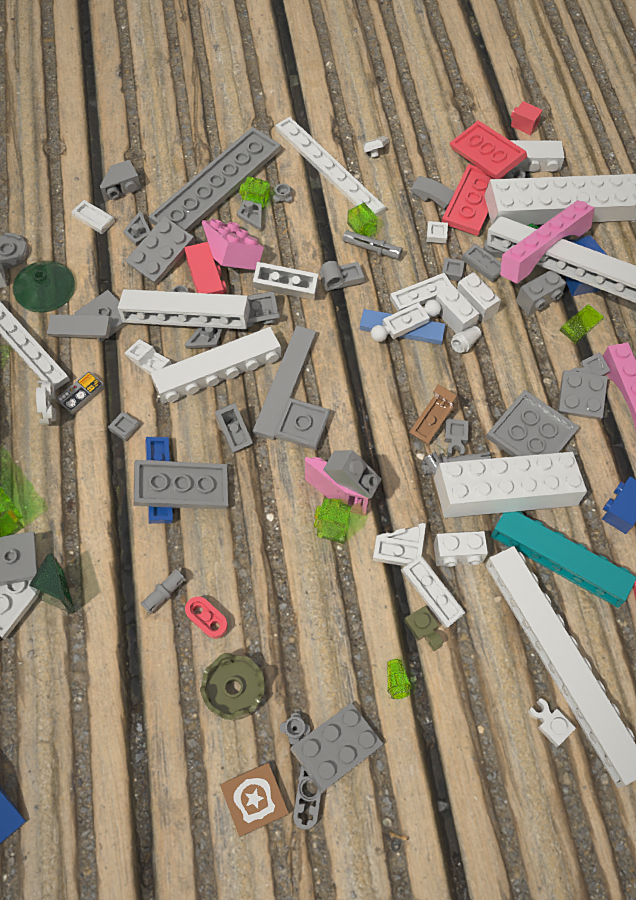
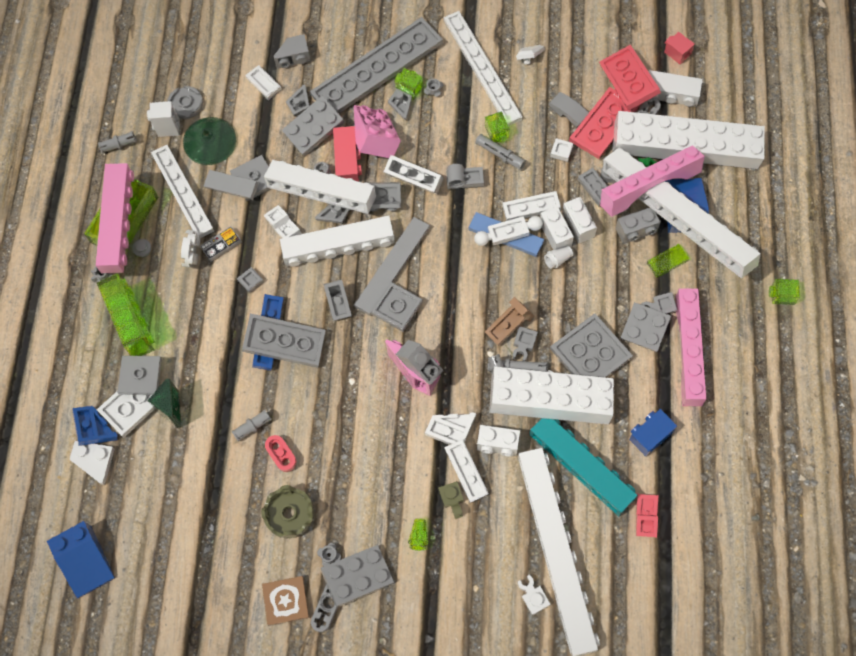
camera: 20 degrees right, 5 degrees up
(332, 520) = (398, 395): clear neon green brick -> none
(453, 268) = (566, 188): light grey tile -> none

